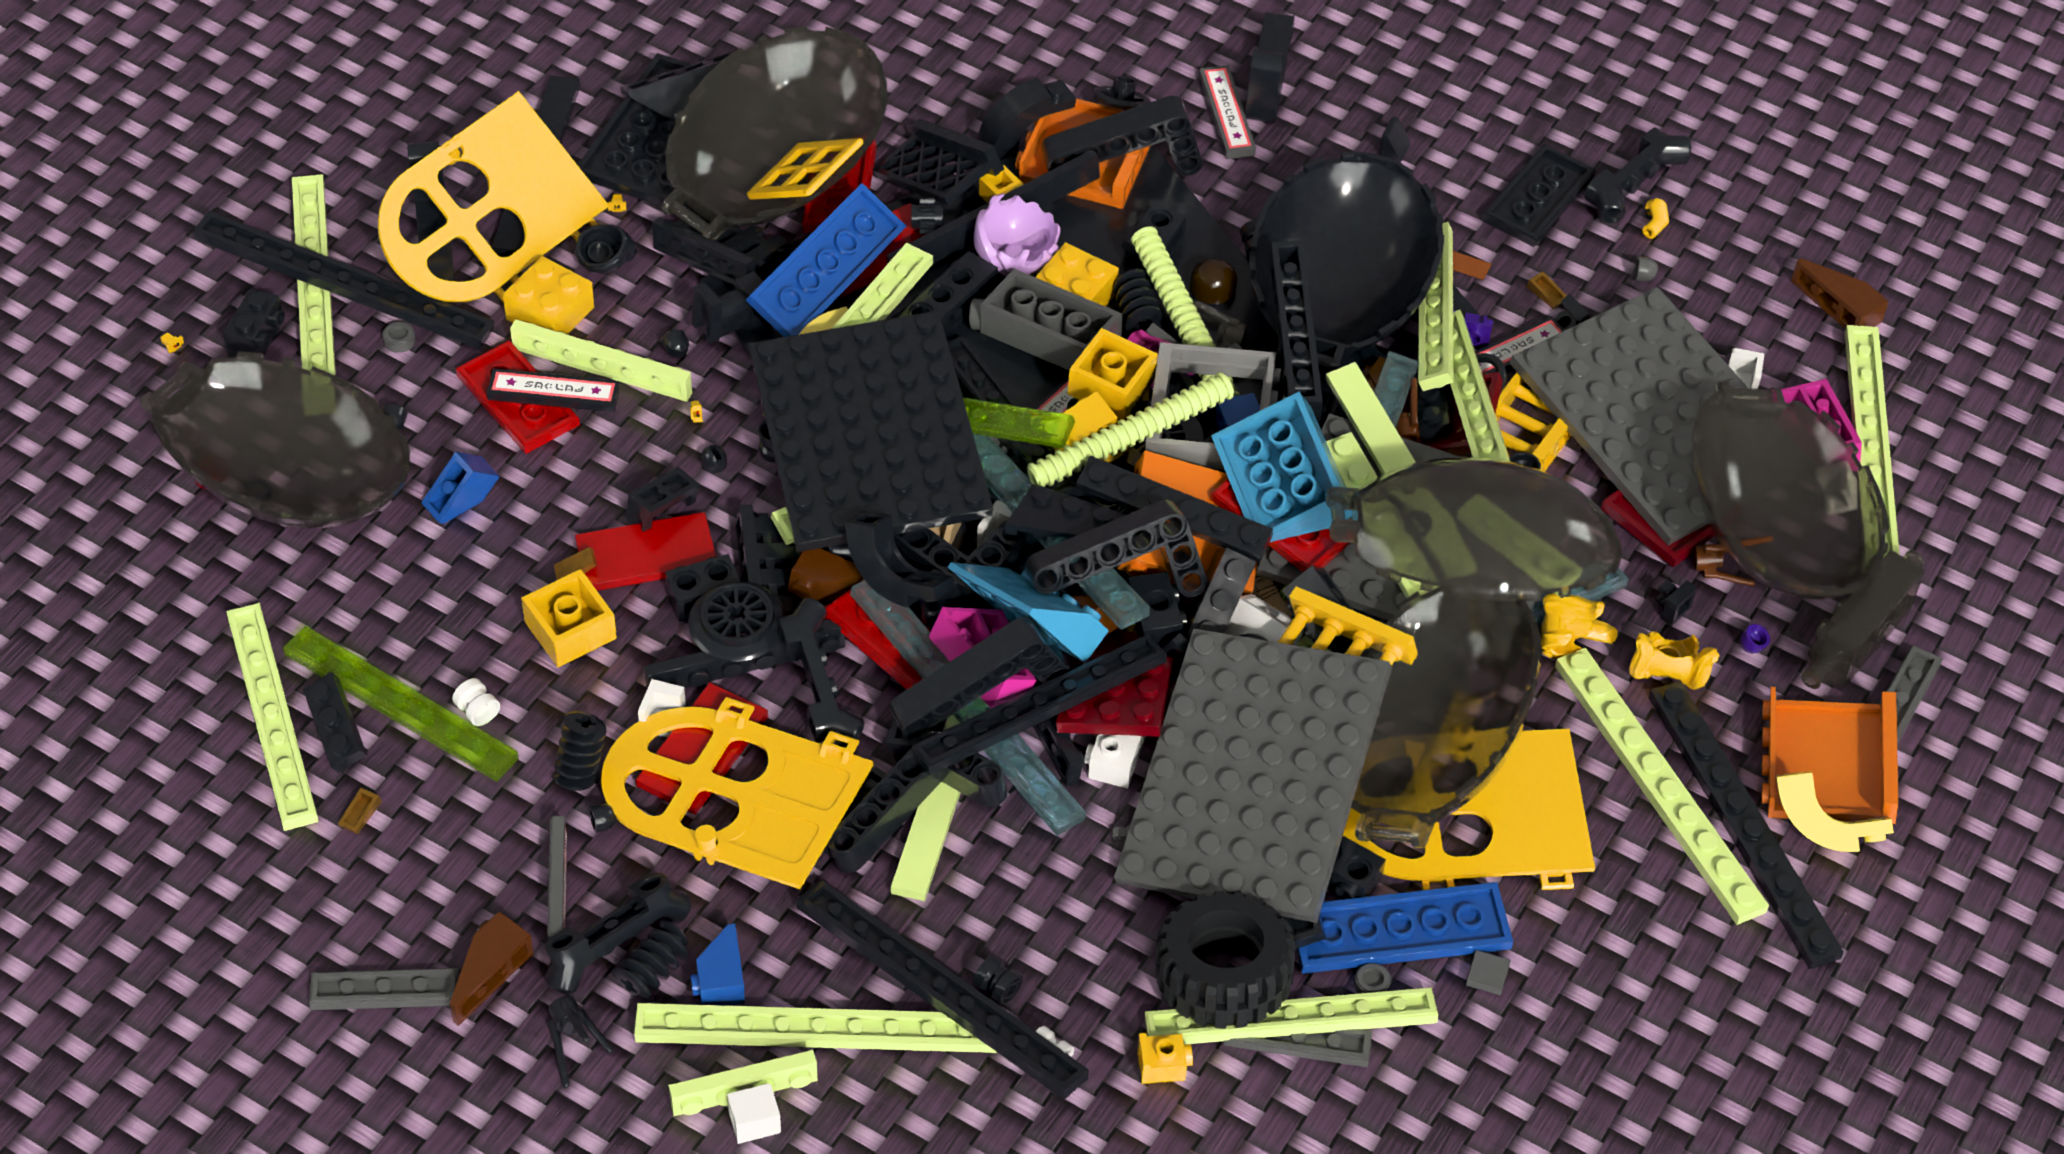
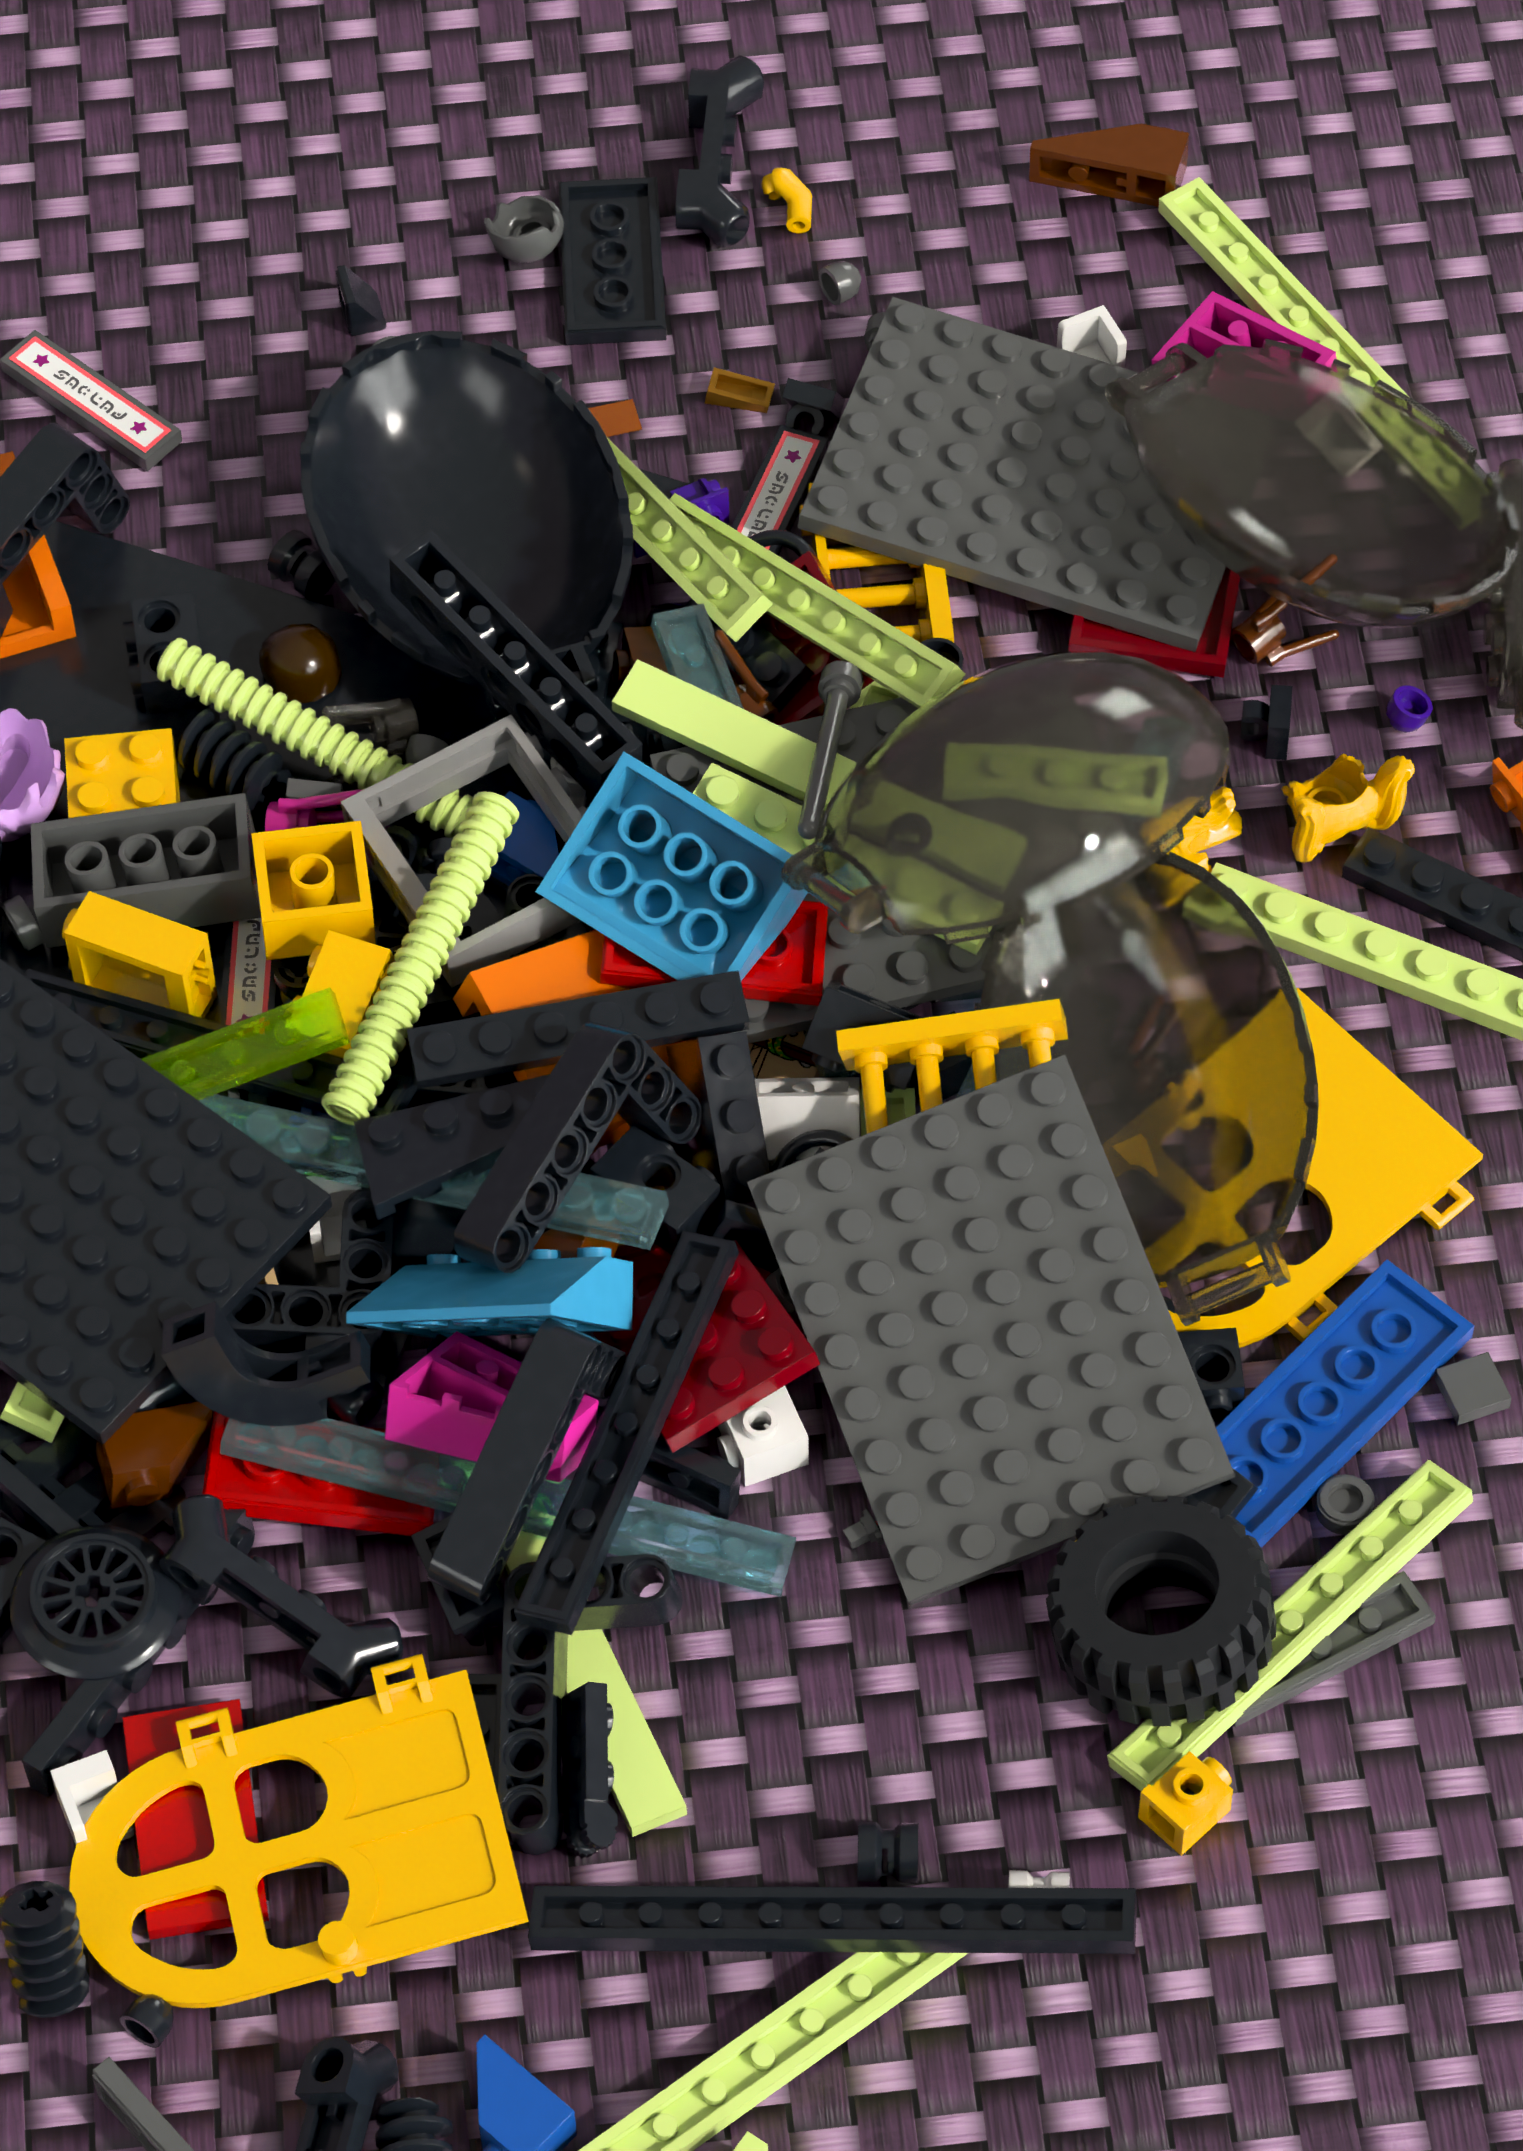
camera: 35 degrees left, 5 degrees up
(889, 847) = (586, 1770): none -> black hinge
(1011, 358) = (139, 955): none -> yellow window
(1269, 67) = (113, 311): black beam -> none
(1448, 439) = (839, 689): none -> dark grey piece
(1505, 154) = (525, 228): none -> dark grey hair

